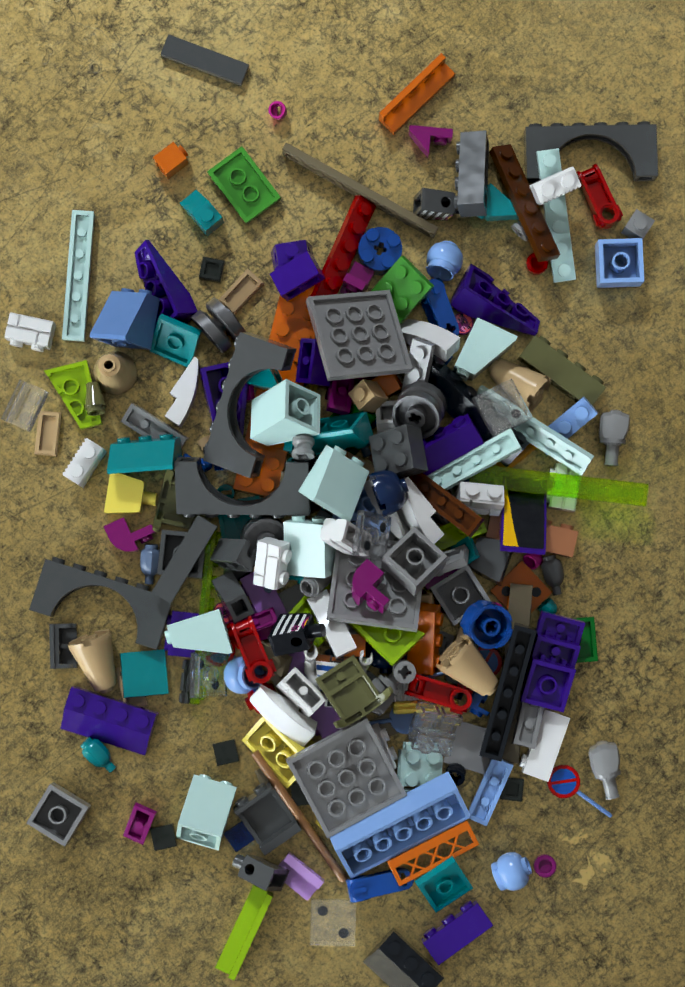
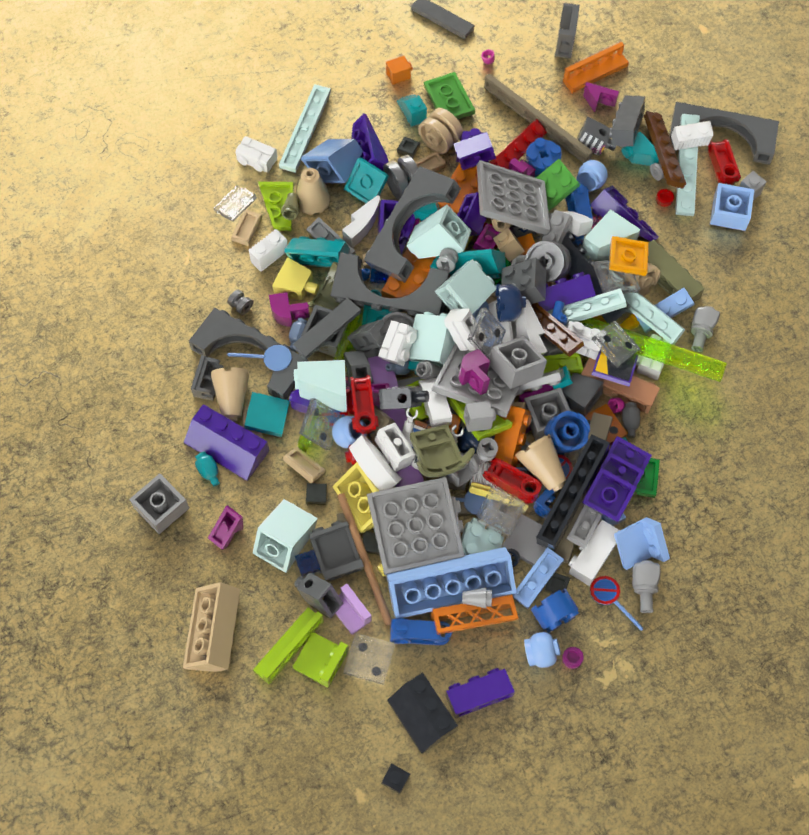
camera: 15 degrees right, 20 degrees down
(71, 539) = (240, 302): none -> flat silver wheel
(135, 605) = (275, 357): none -> medium blue piece
(158, 935) = (211, 628): none -> tan slope
(163, 837) = (242, 549): pearl dark grey tile -> none
(185, 683) = (294, 440): dark grey axle -> none
(203, 723) = (304, 465): none -> tan tile
(247, 245) = (440, 130): none -> tan wheel
(282, 938) = (321, 659): none -> lime bracket
(371, 70) = (567, 37): none -> dark grey panel
(387, 642) = (479, 416): none -> light grey brick
(432, 838) = (477, 597): none -> light grey cone
(443, 884) = (478, 646): teal tile -> none
(446, 480) = (557, 312): none -> blue arm
(511, 378) = (628, 256): none -> light orange tile
(516, 826) = (554, 610): none -> blue brick
(519, 500) = (615, 343): none -> clear tile
(590, 724) = (641, 542): none -> light blue bracket

